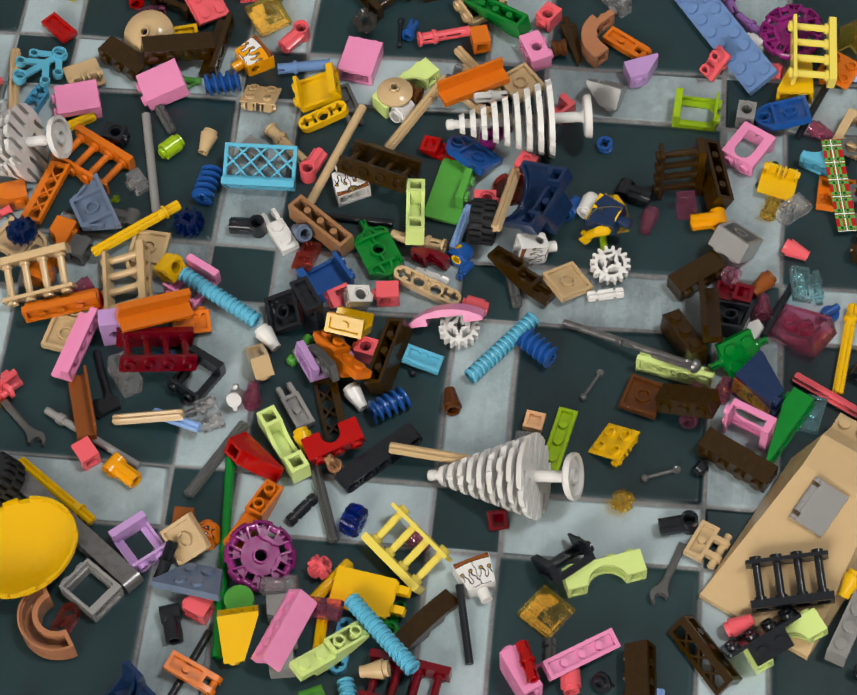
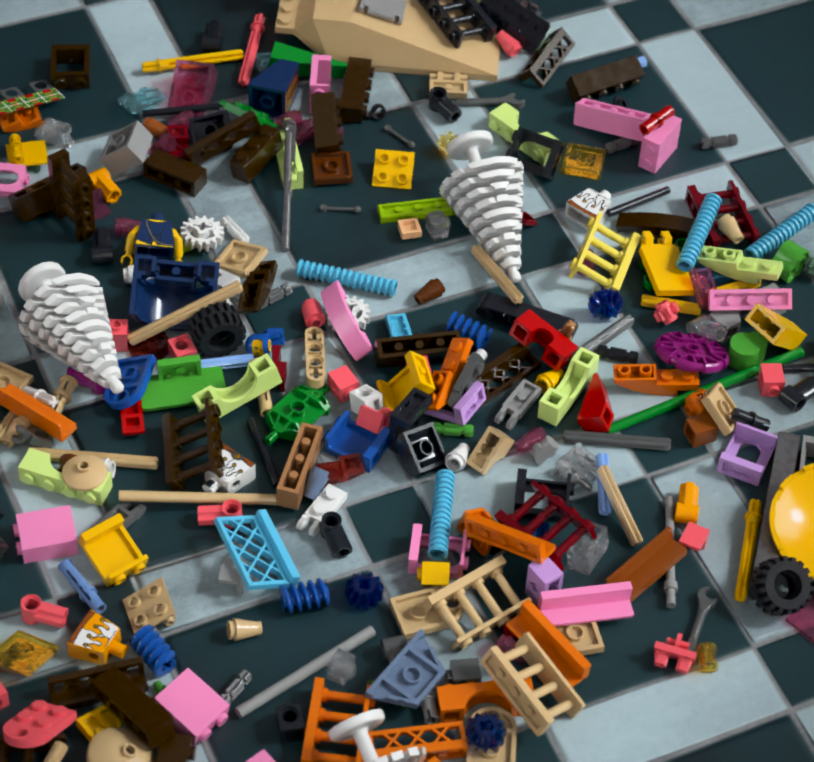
camera: 125 degrees left, 10 degrees down
(109, 403) = (619, 556): black piece -> none
(135, 228) = (407, 627): yellow axle -> none
(171, 146) = (272, 658): lime brick -> none
(192, 580) = (753, 385): sand blue wing -> none
(281, 138) = (201, 559): tan pin -> none
(324, 110) = (150, 541): yellow beam -> none
(444, 279) = (298, 362): white axle -> none
(538, 348) = (331, 247): blue piece -> none
(565, 104) = (15, 338): coral panel -> none
(770, 208) = (68, 145): clear yellow bush -> none
(795, 250) = (103, 120): coral cone -> none
(831, 311) = (159, 79): blue plate -> none

